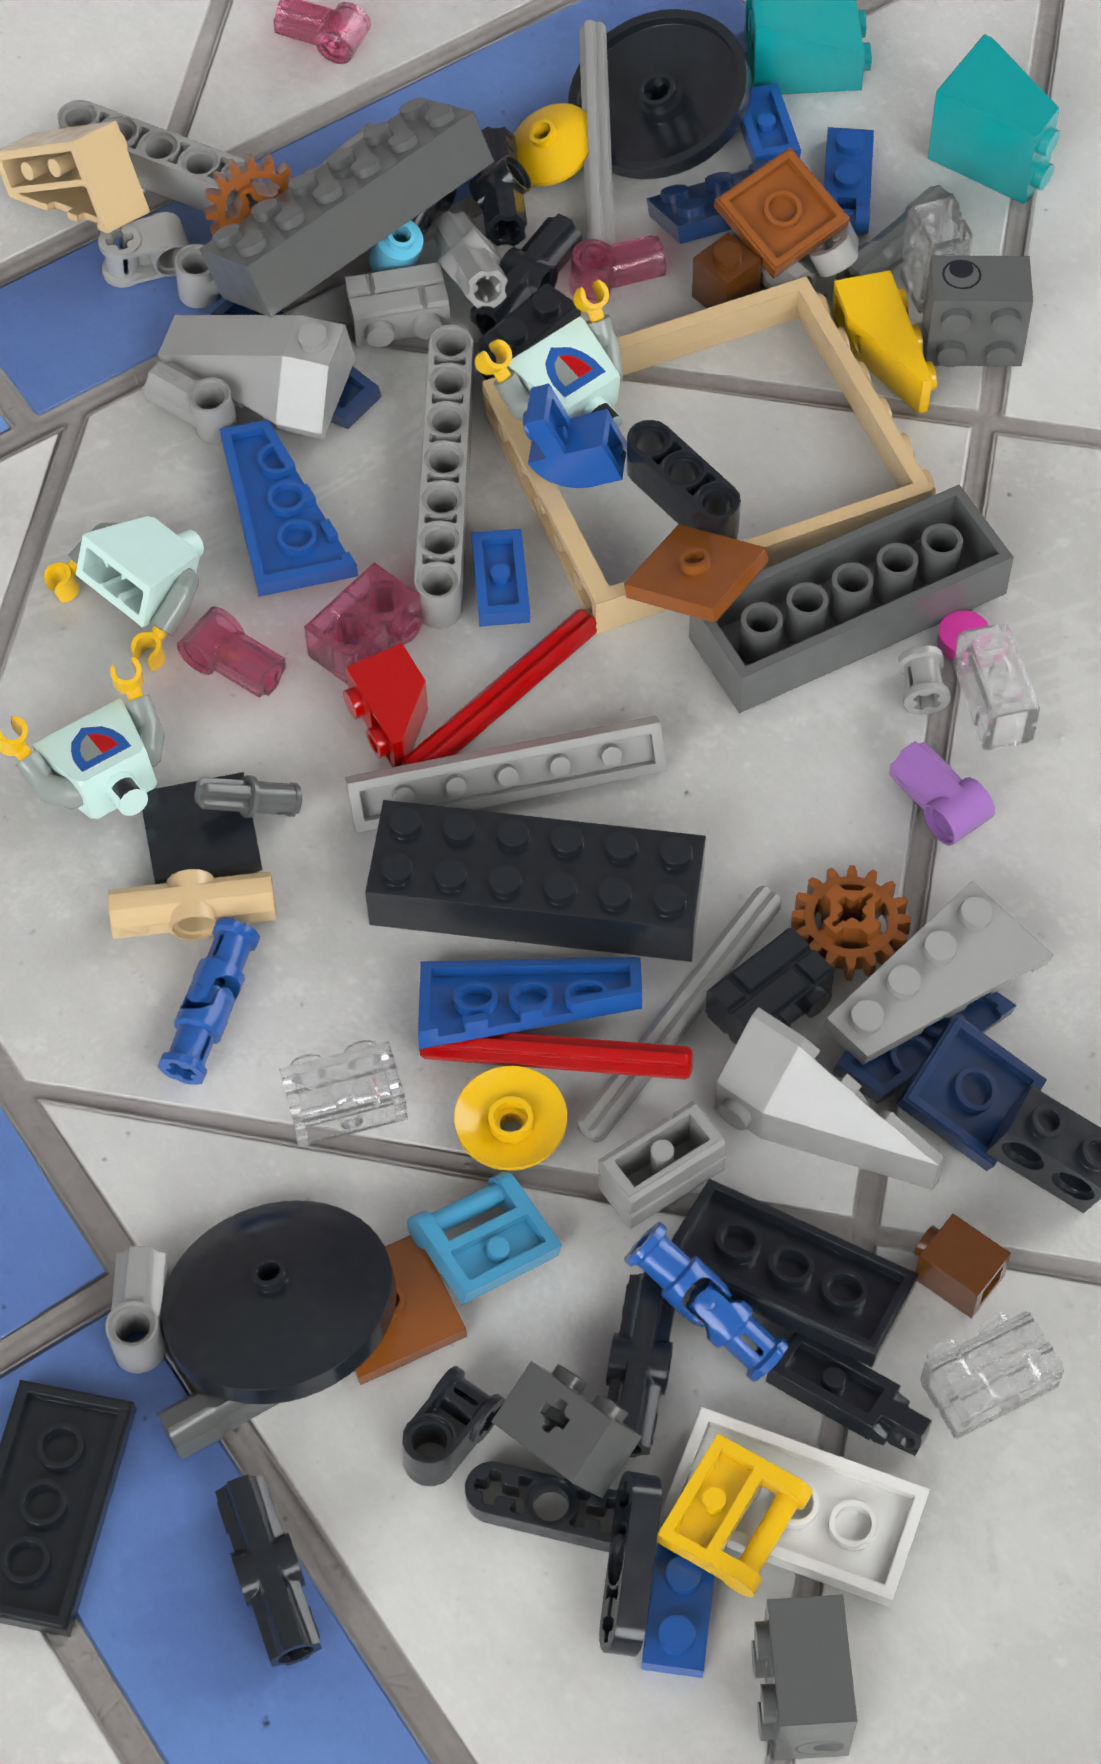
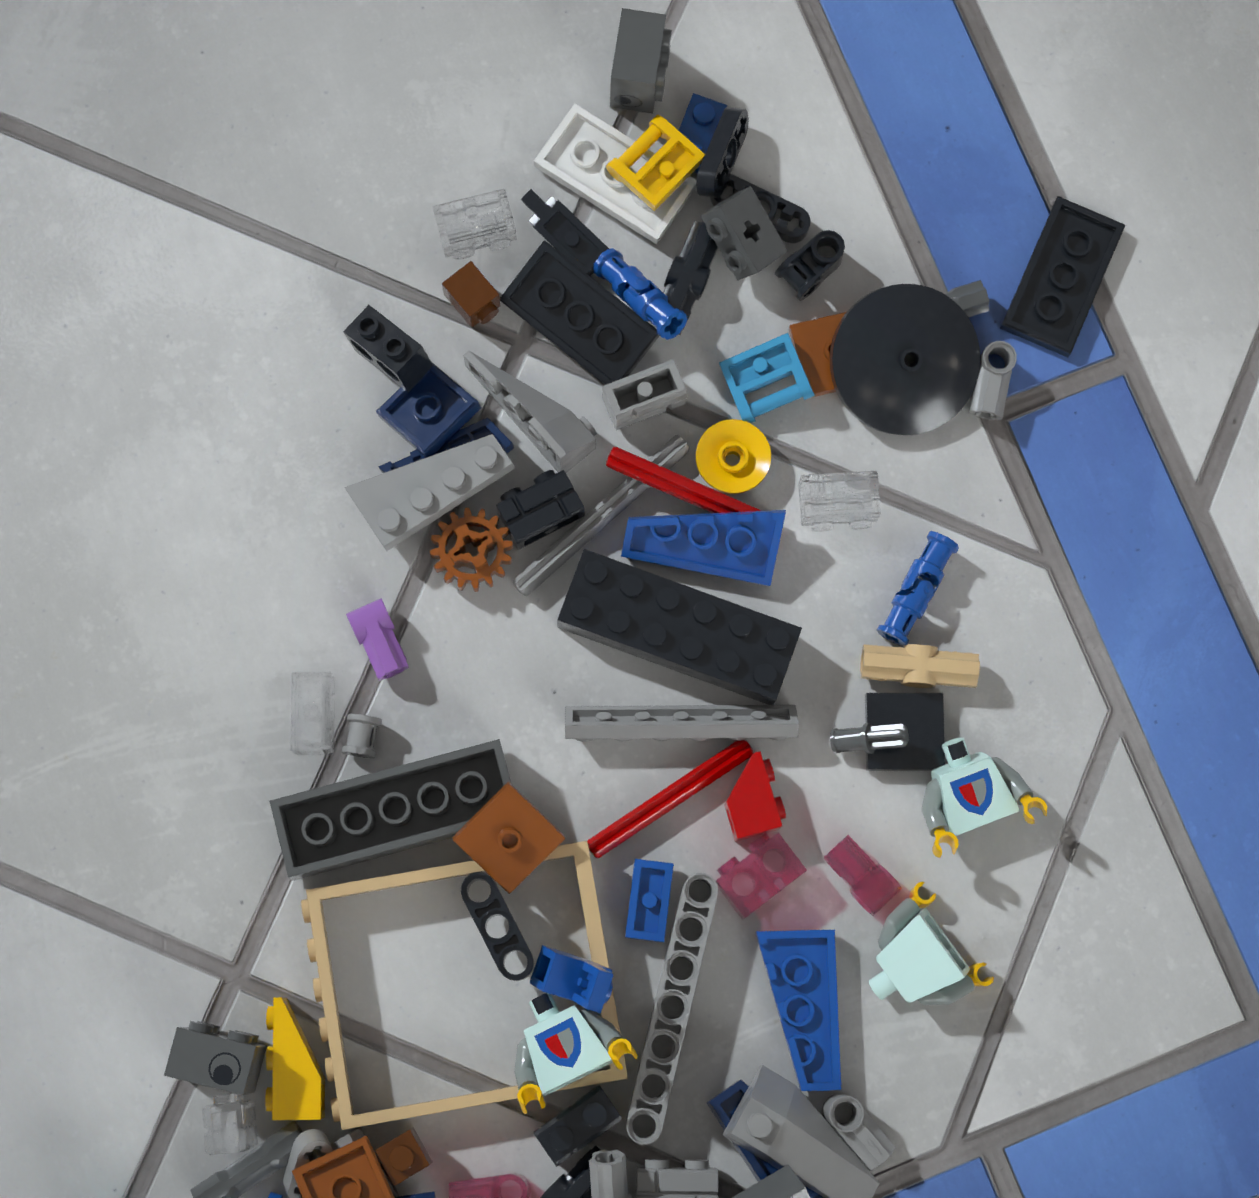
camera: 175 degrees left, 20 degrees up
(268, 1570) = (935, 203): black piece -> none
(953, 625) = (318, 771): dark pink tile -> none

